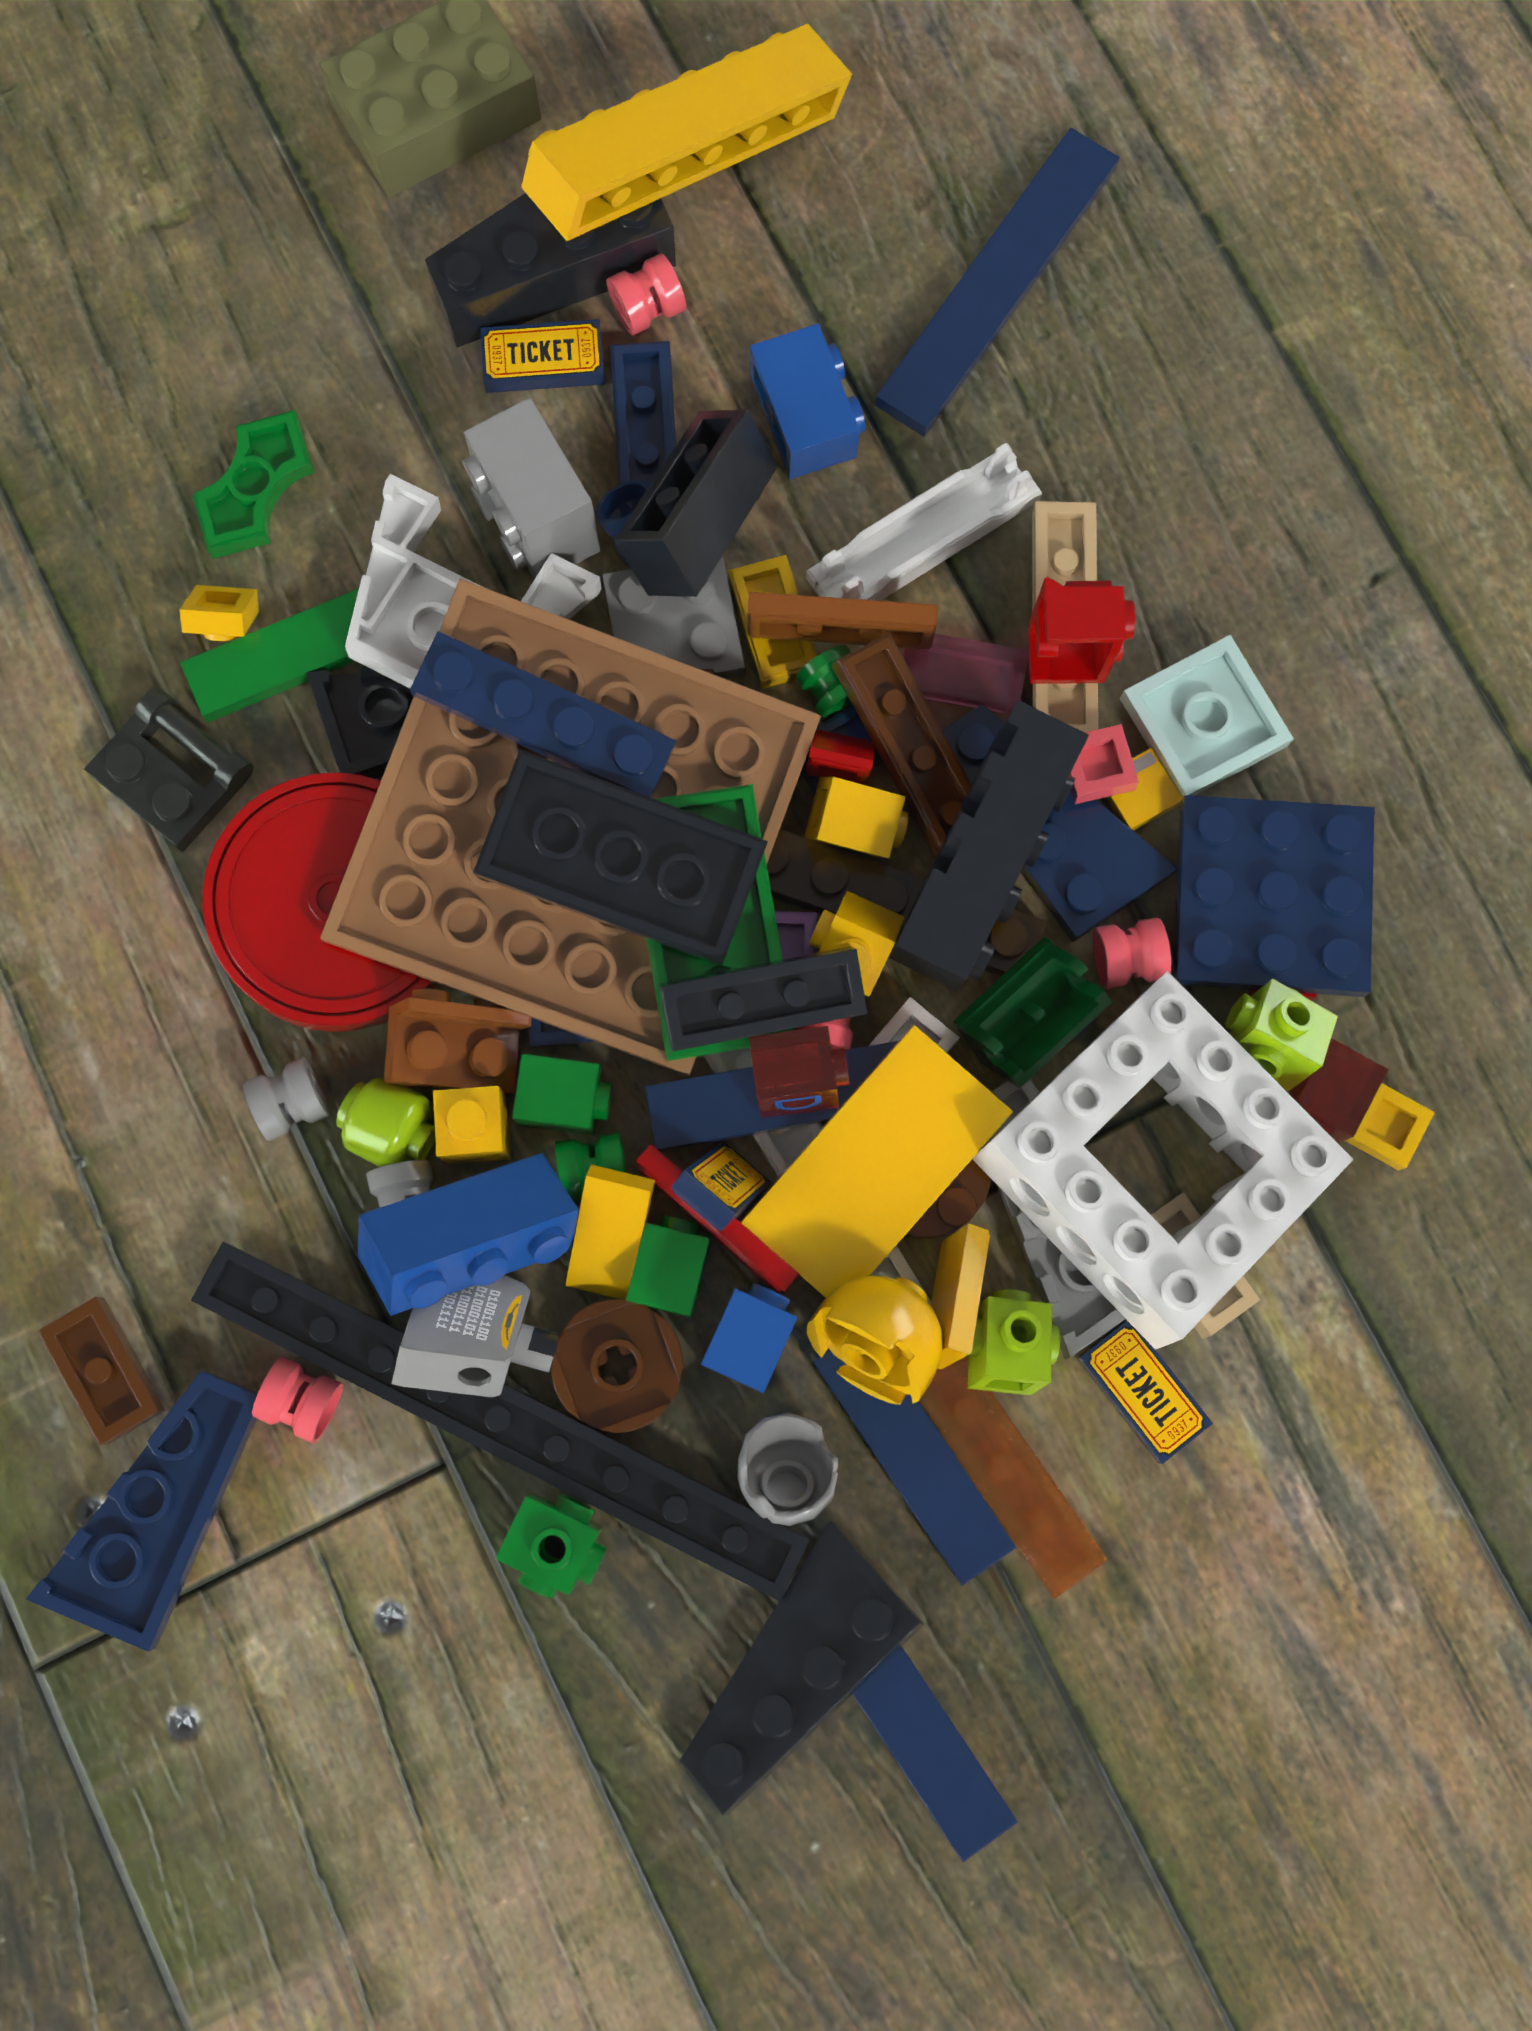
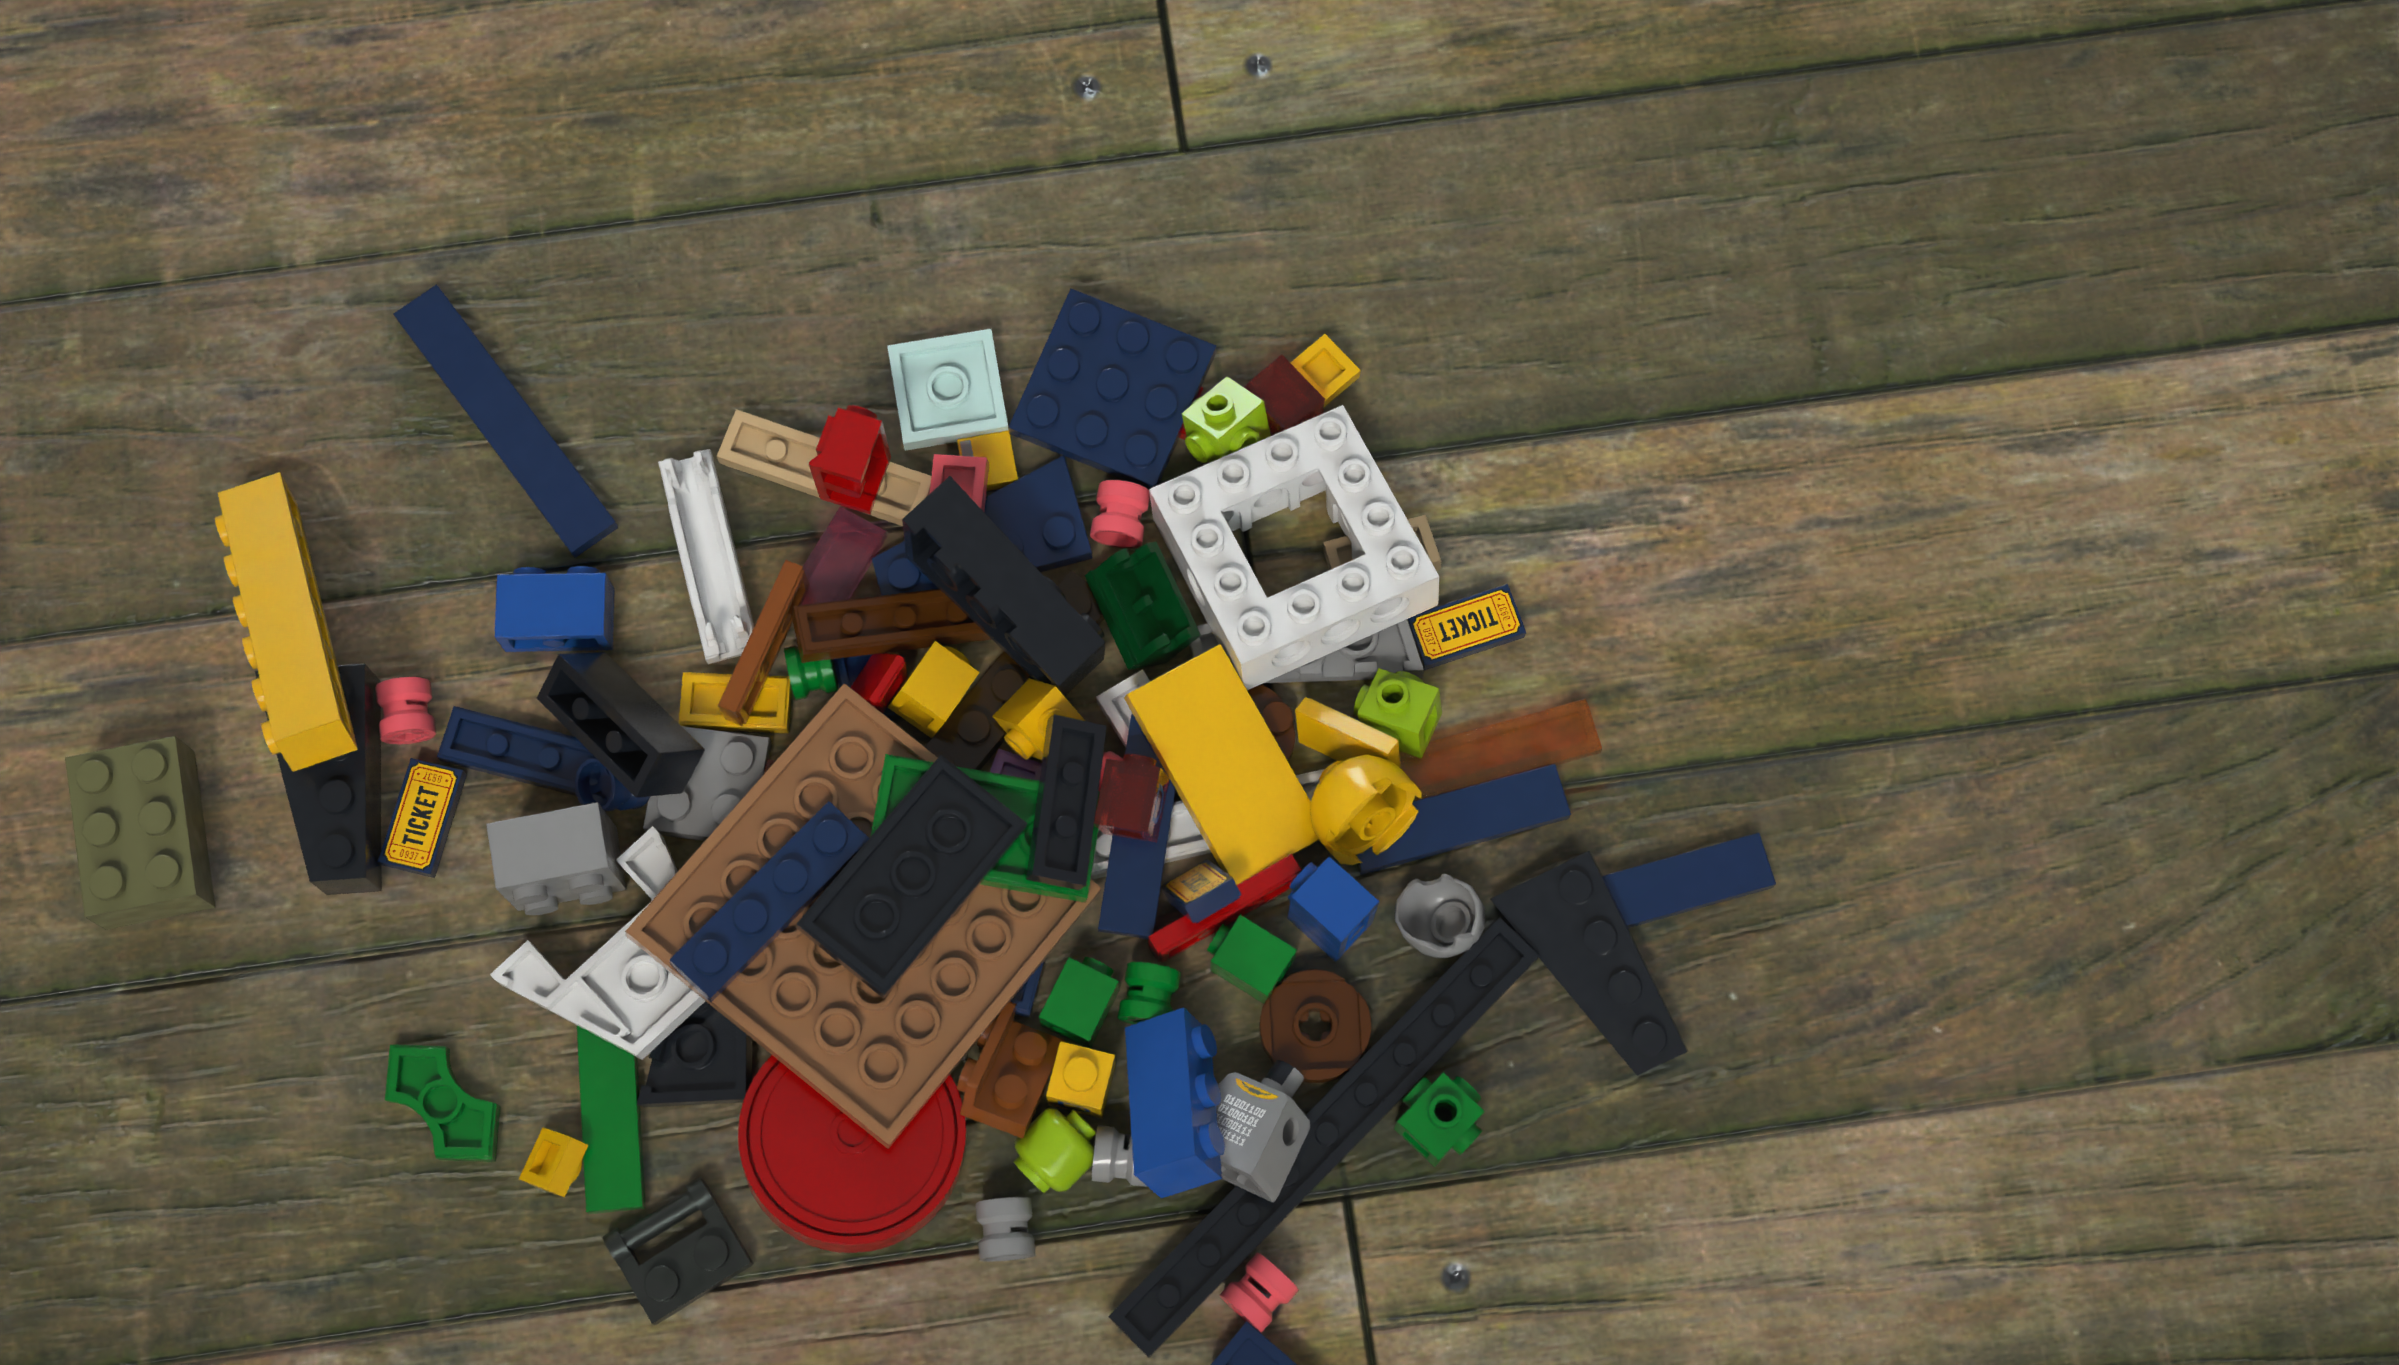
camera: 70 degrees left, 5 degrees down
(609, 1231) = (1208, 994): yellow tile -> none

